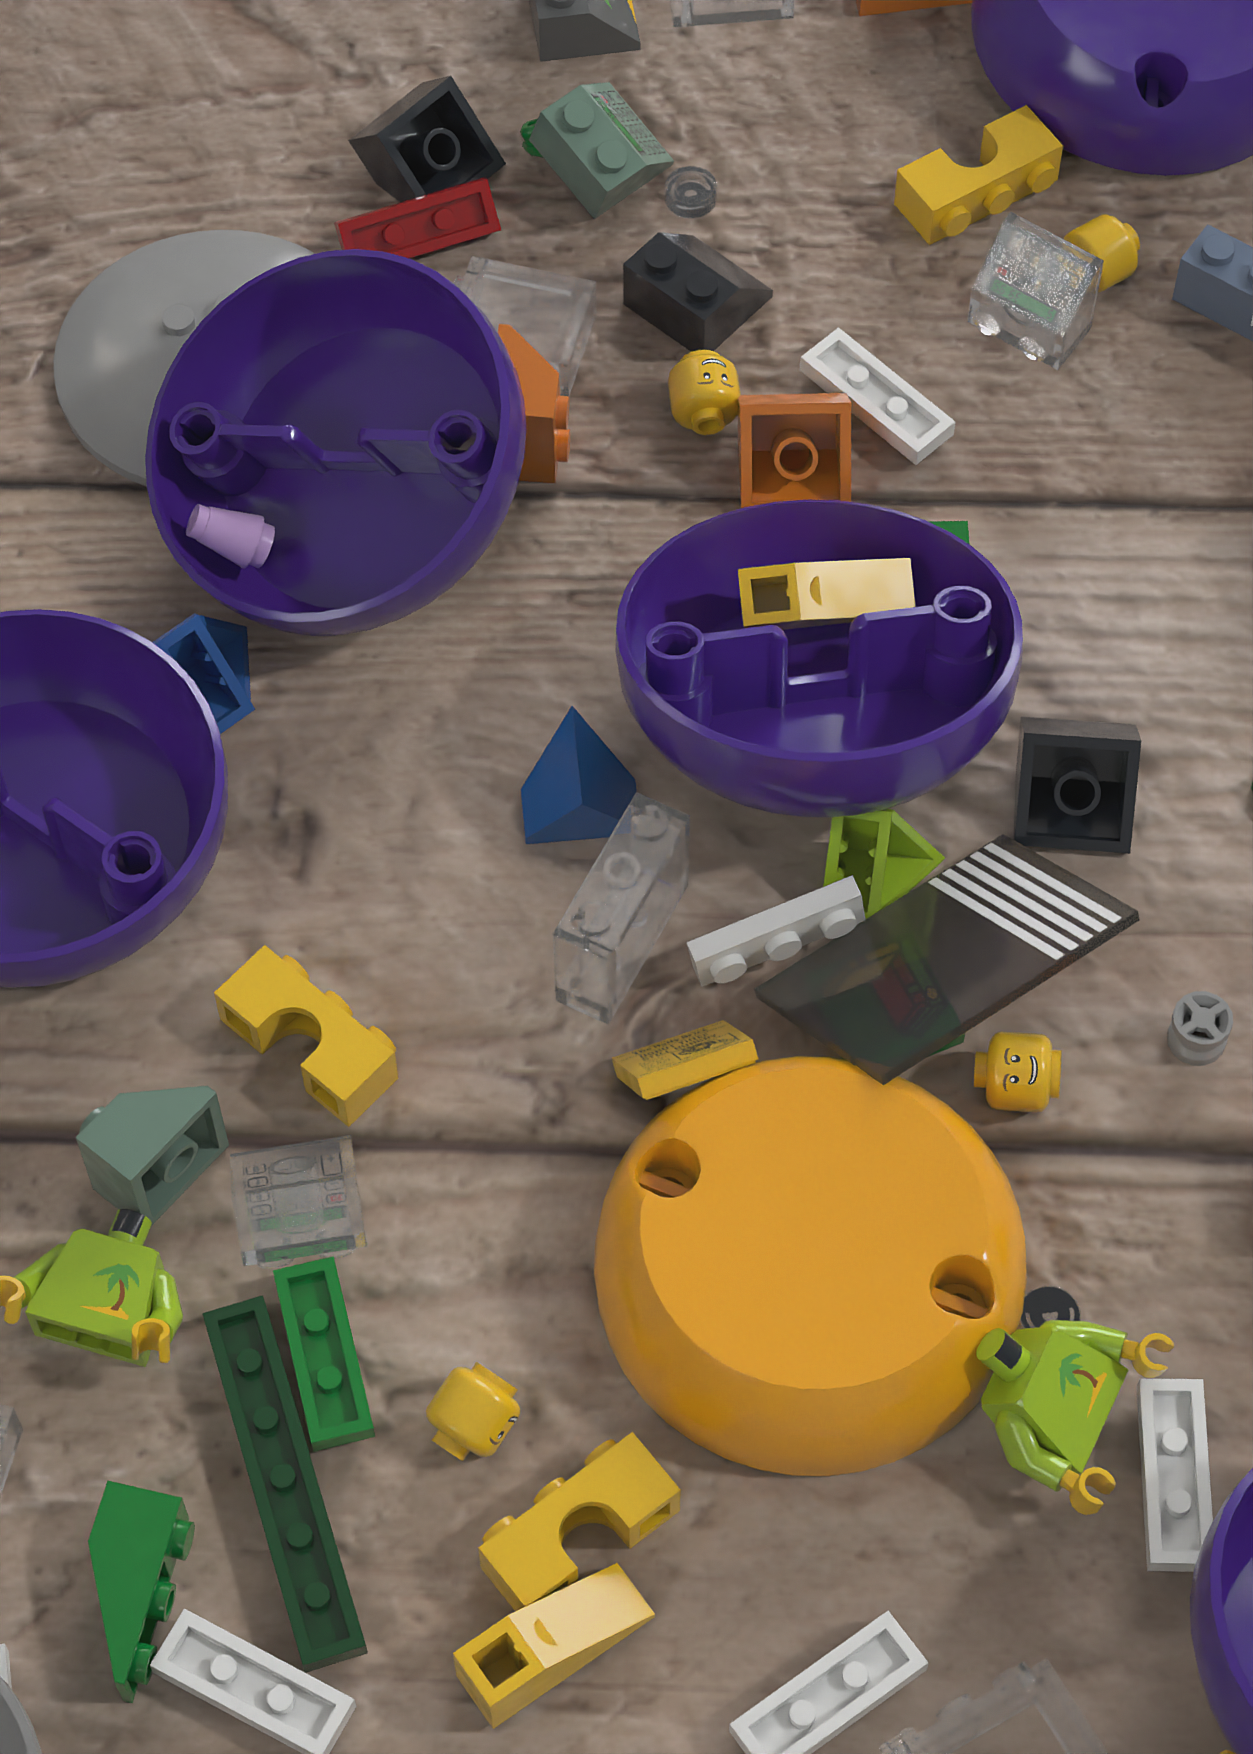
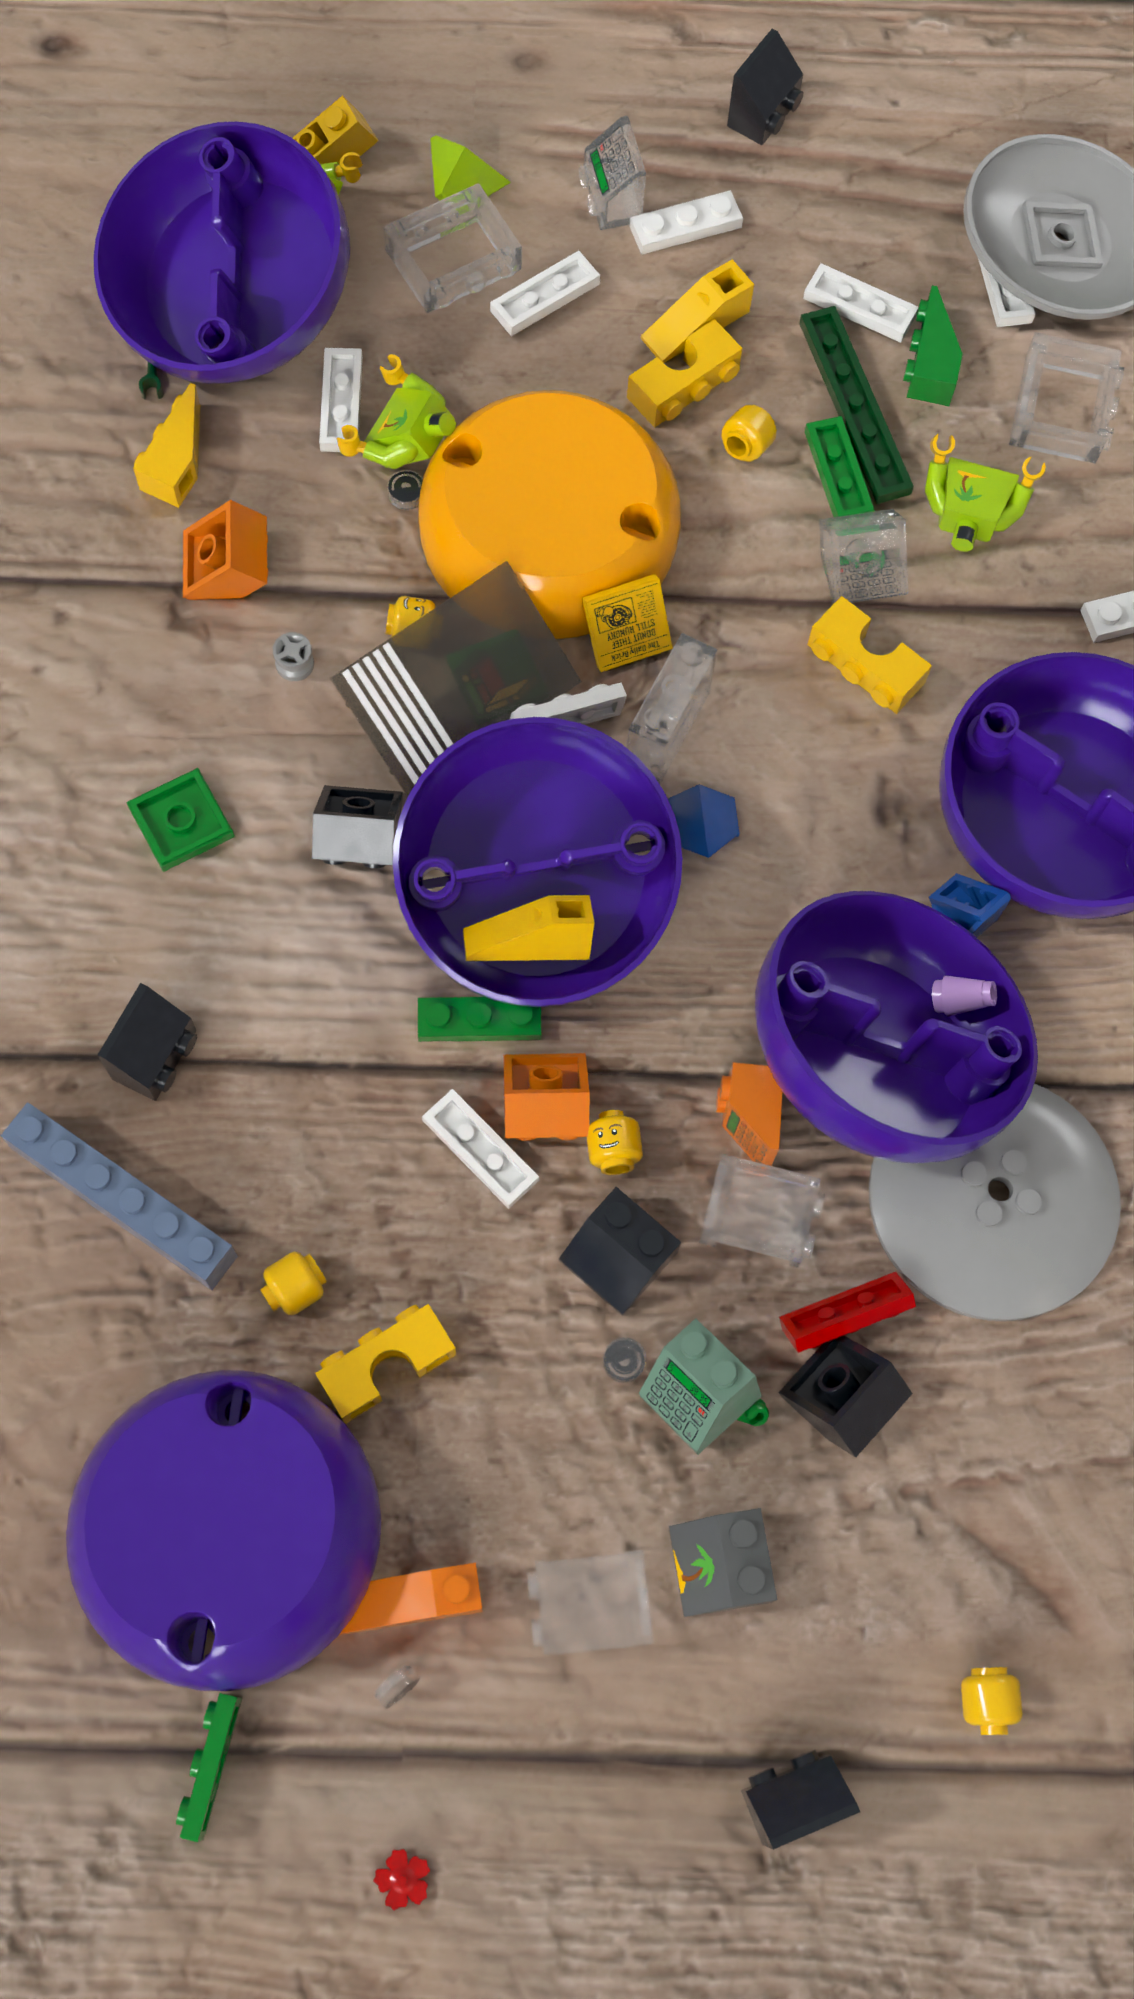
camera: 175 degrees right, 10 degrees up
(151, 1146) = (960, 567): sand green slope -> none
(1036, 292) = (352, 1224): clear slope -> none

